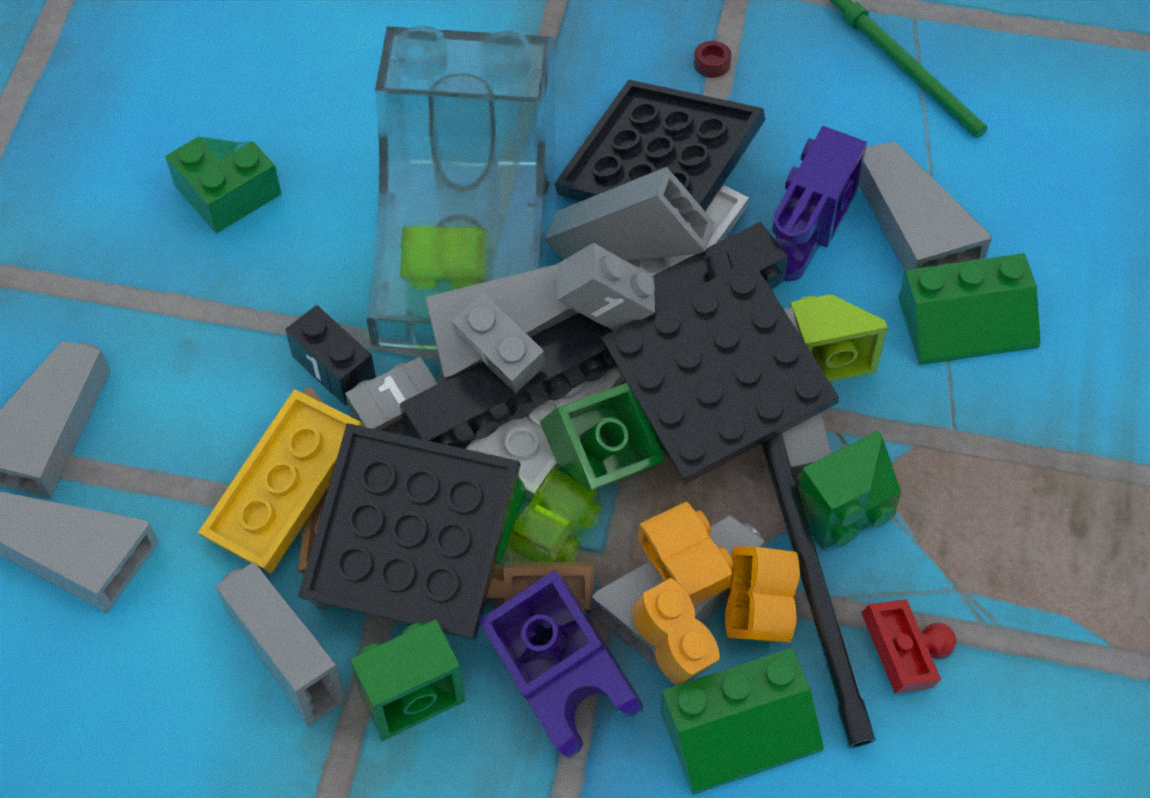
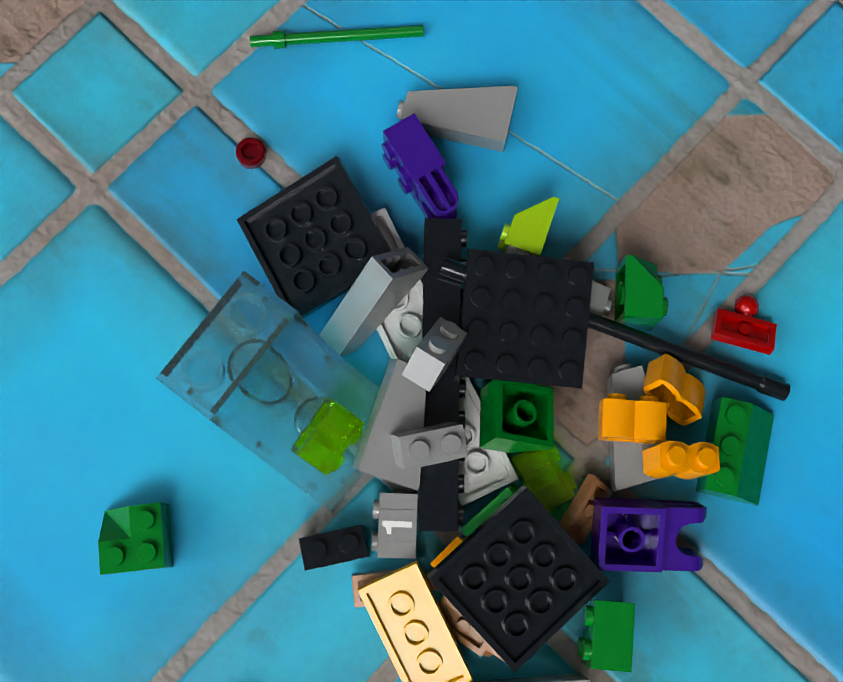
camera: 60 degrees left, 20 degrees up
(971, 308) = (552, 134): green slope -> none

